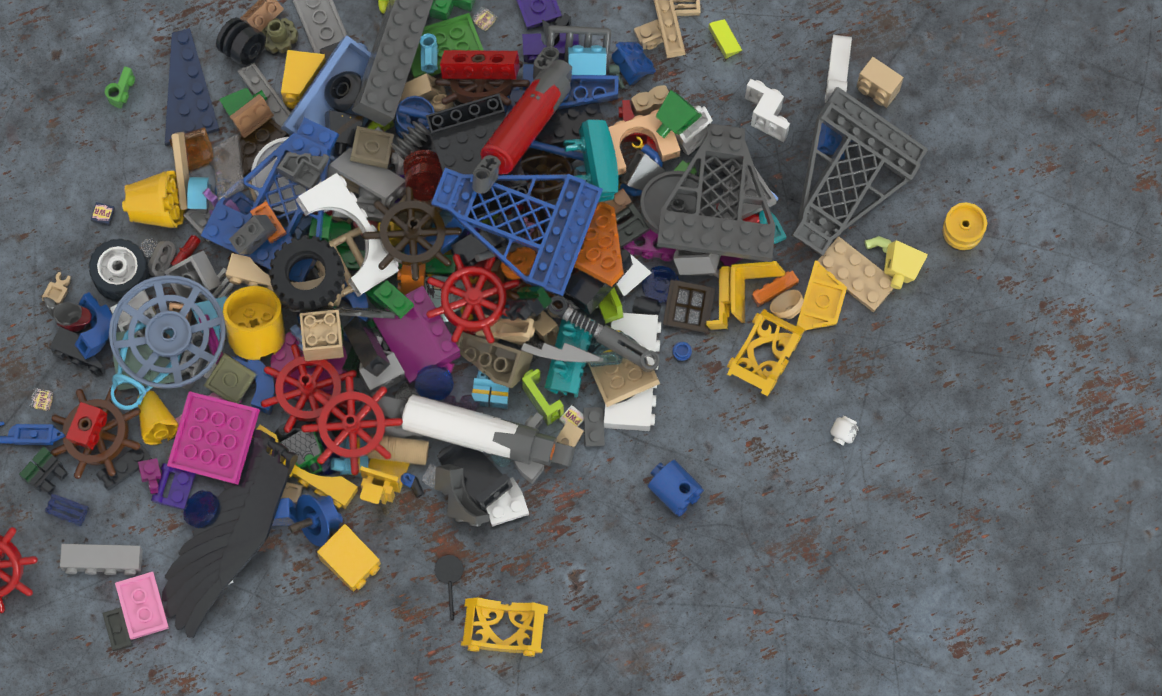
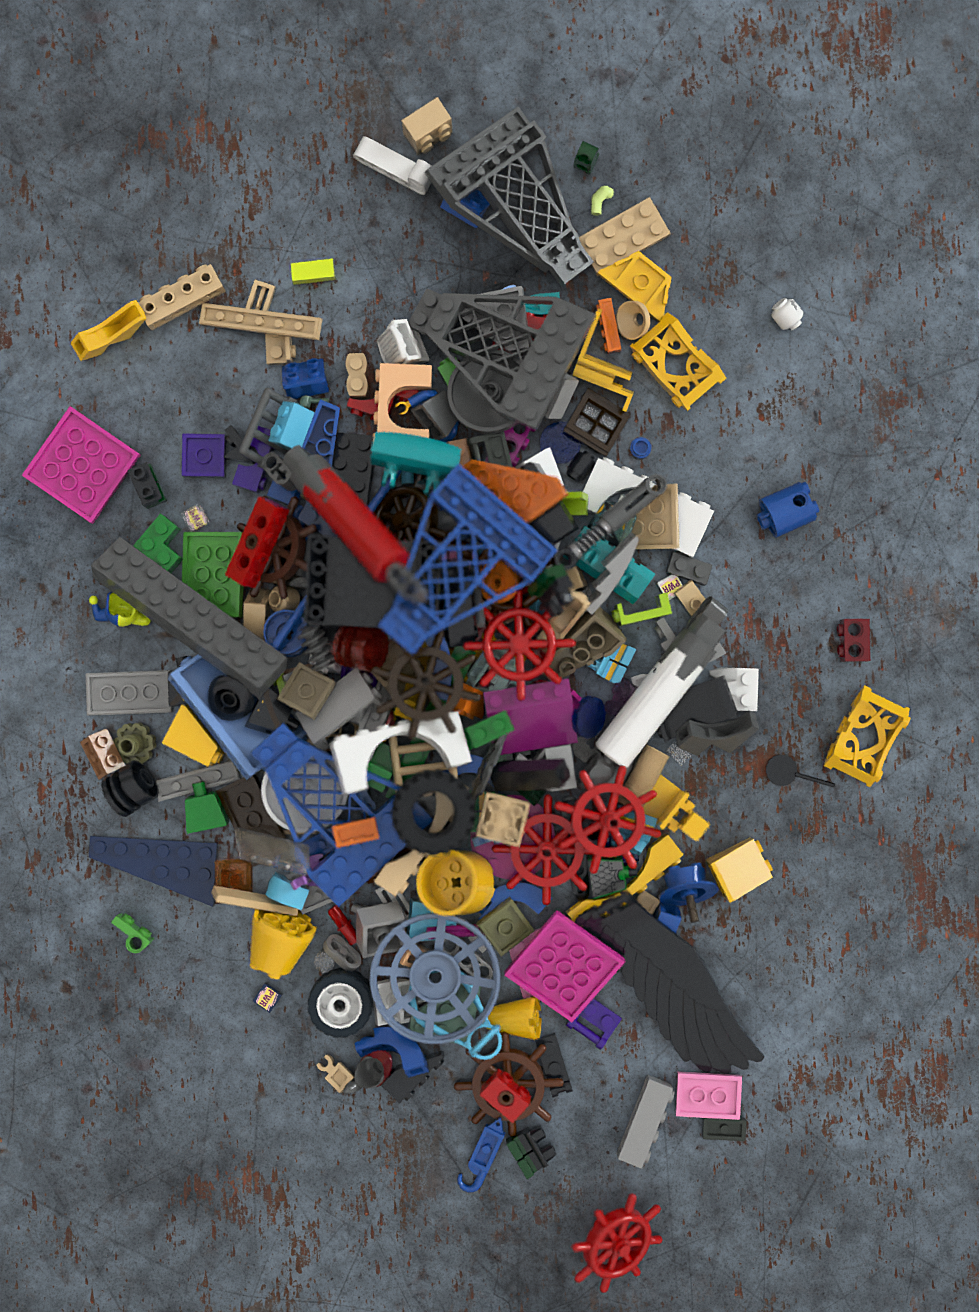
camera: 70 degrees left, 15 degrees up
(41, 399) = (449, 1126): clear tile -> none
(51, 503) = (566, 1153): clear blue tile -> none
(150, 472) = (571, 1042): magenta plate -> none
(200, 509) = (631, 1002): clear blue tile -> none
(251, 116) = (220, 806): medium nougat plate -> none
(253, 234) = (366, 854): dark grey brick -> none
(303, 168) = (311, 774): dark grey slope -> none
(412, 482) = (680, 774): arm -> none
(429, 53) = (220, 592): medium azure piece -> none
(587, 592) = (860, 640): none -> dark red brick
(676, 115) = (395, 354): green torso -> none
(768, 107) = (414, 256): white bracket -> none
(903, 263) = (634, 182): light yellow torso -> none
(908, 218) = (586, 157): none -> dark green leg
(975, 226) = (617, 102): yellow wheel -> none

